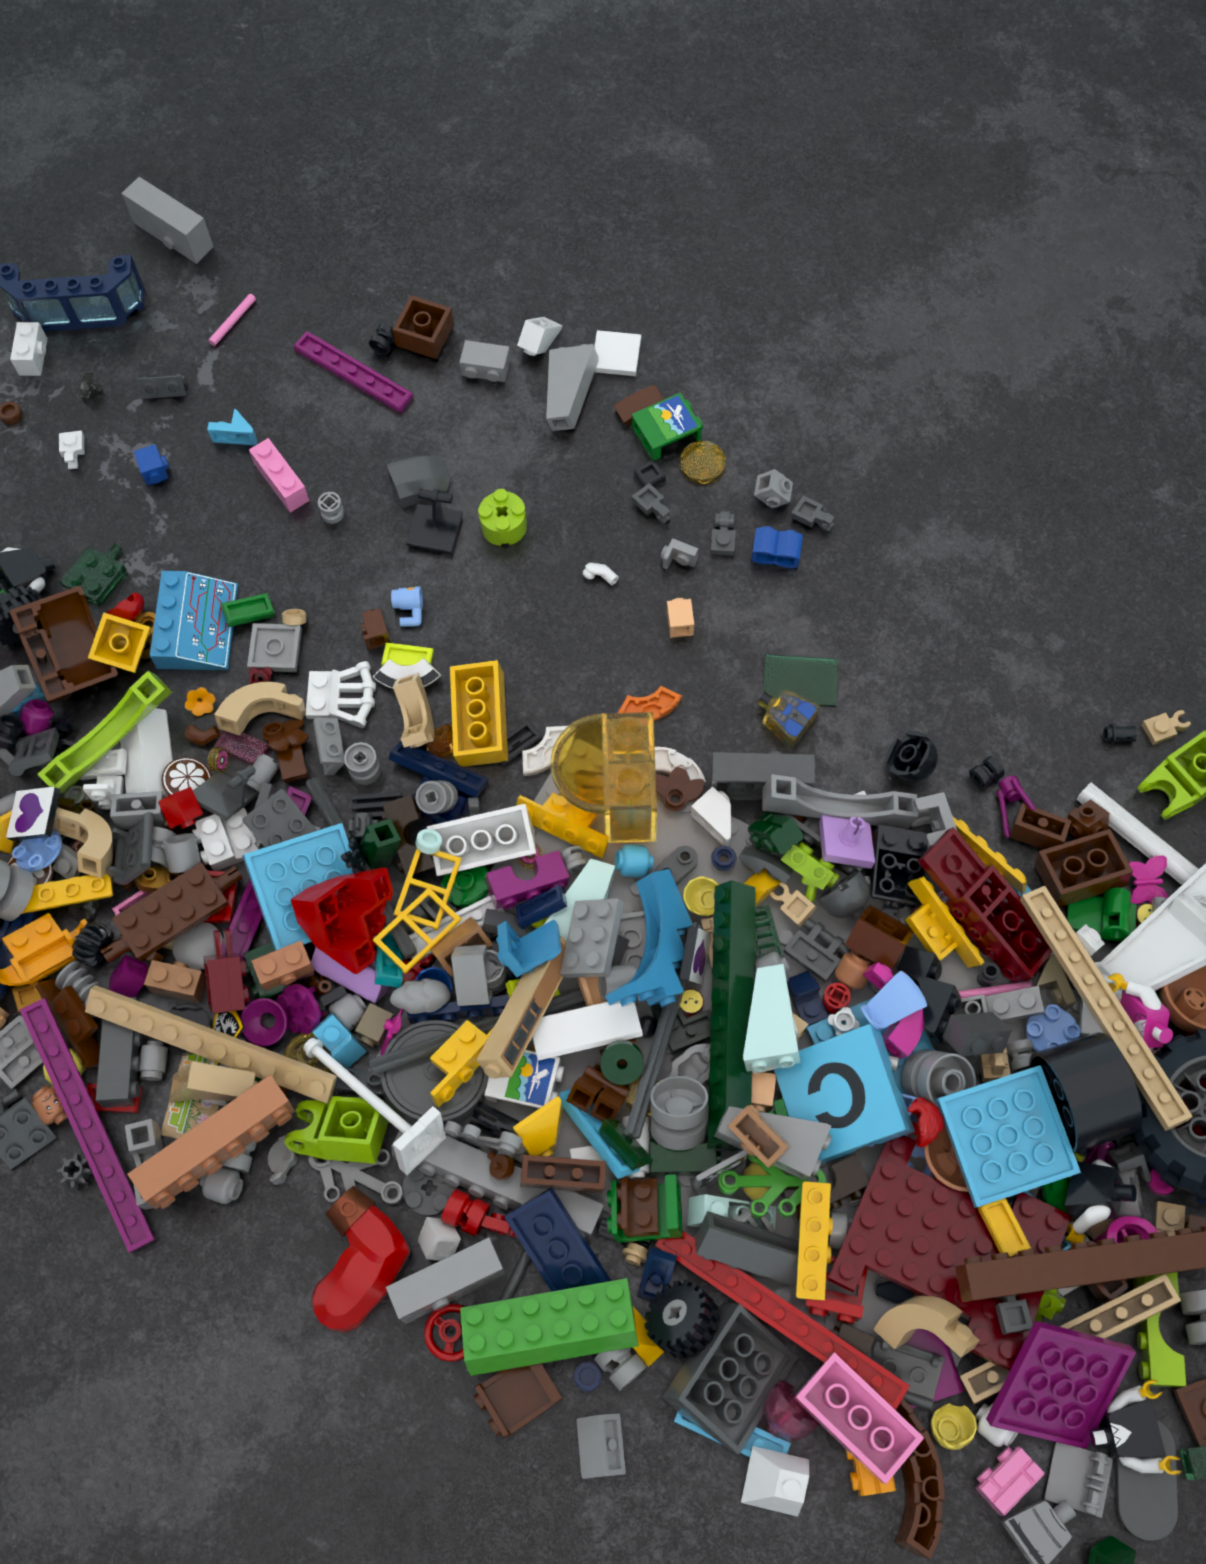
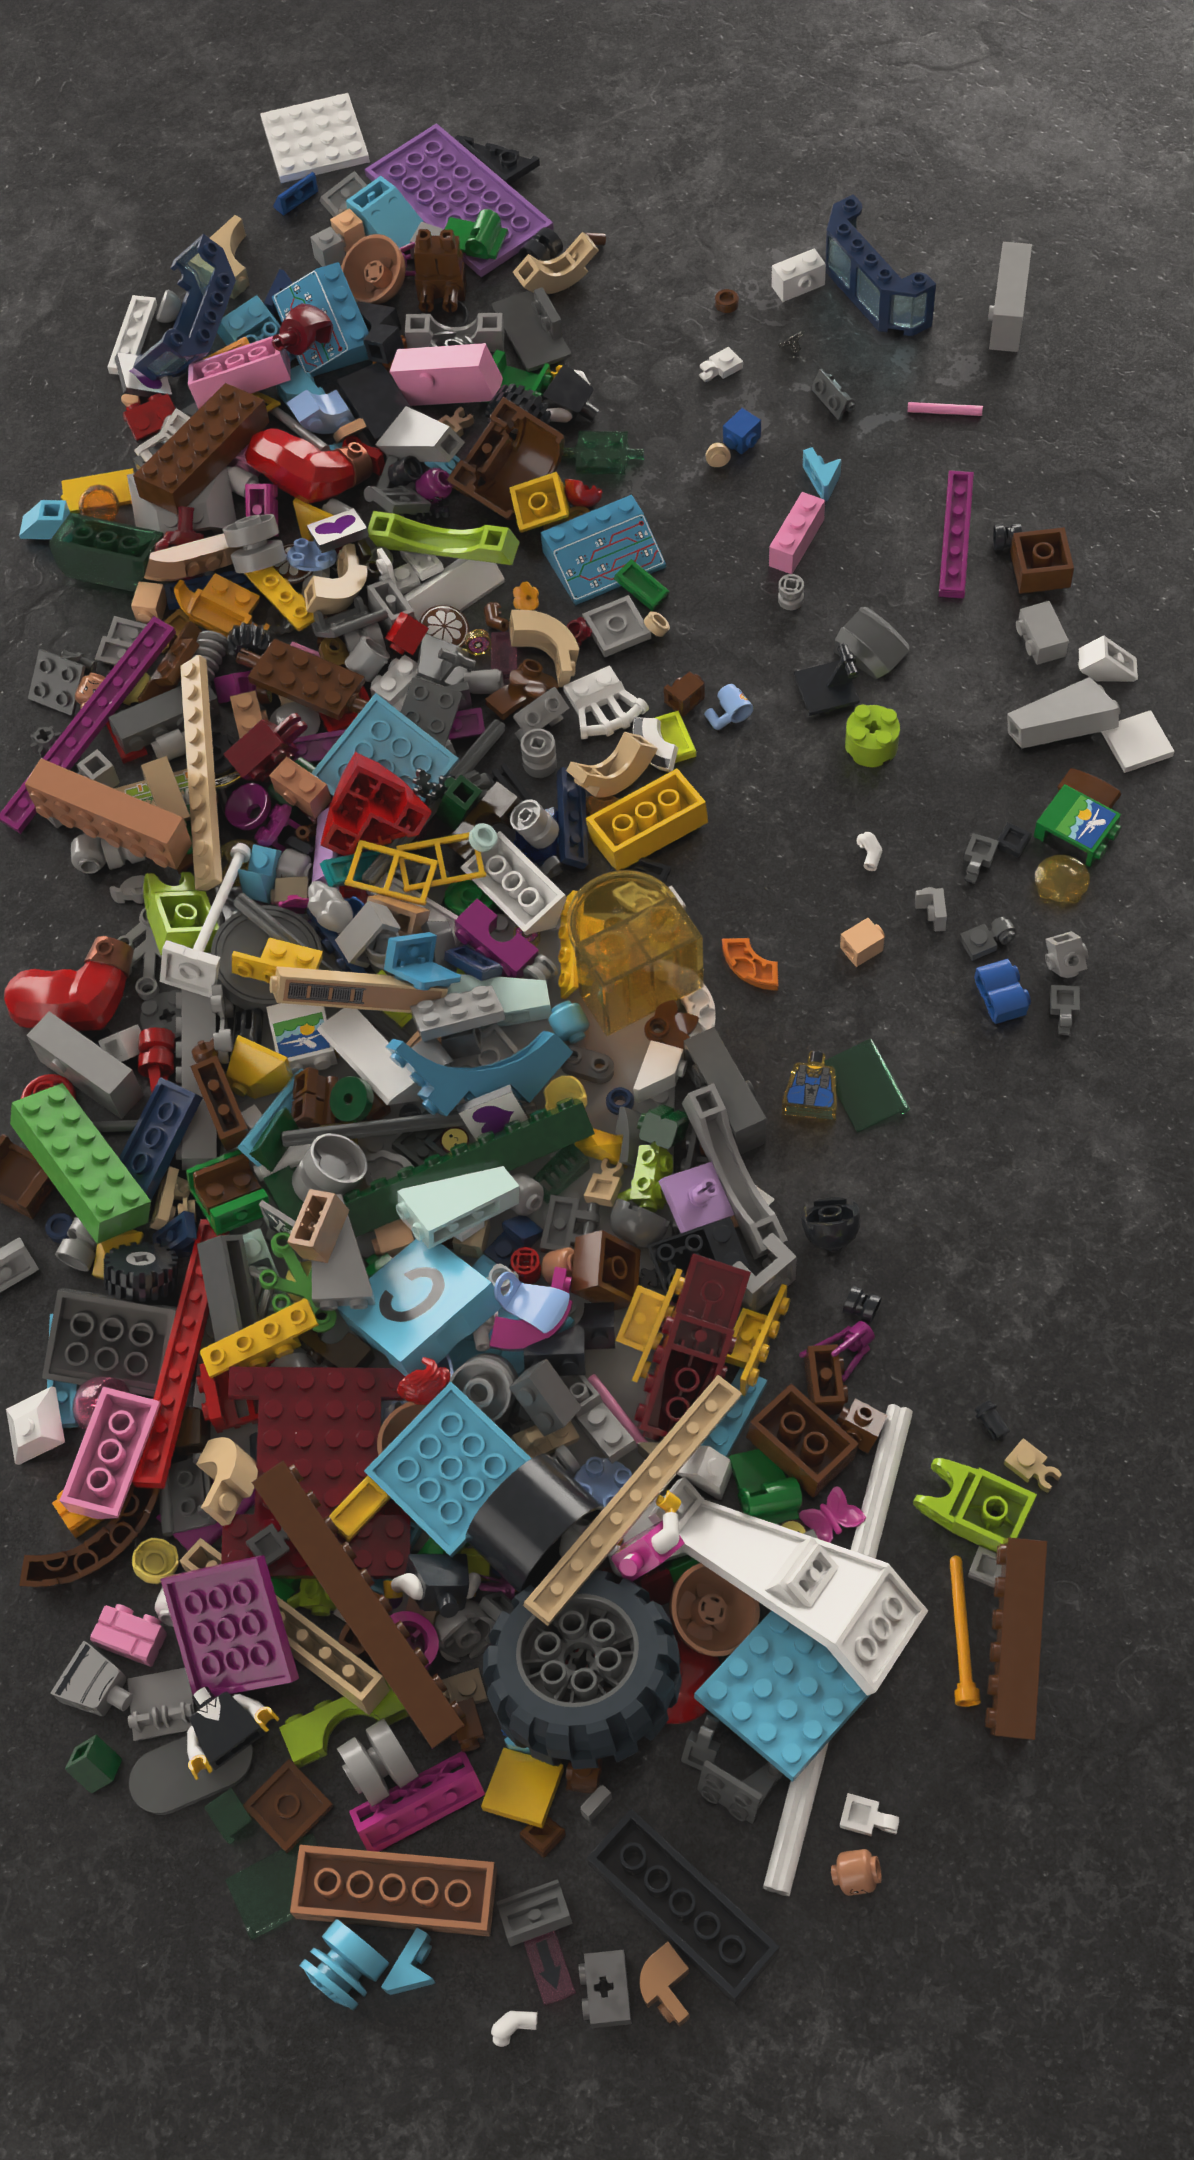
camera: 65 degrees right, 5 degrees down
(160, 493) = (718, 455): none -> tan plate
(615, 1267) = (170, 1189): none -> tan hinge
(988, 974) = (625, 1399): black pin -> none

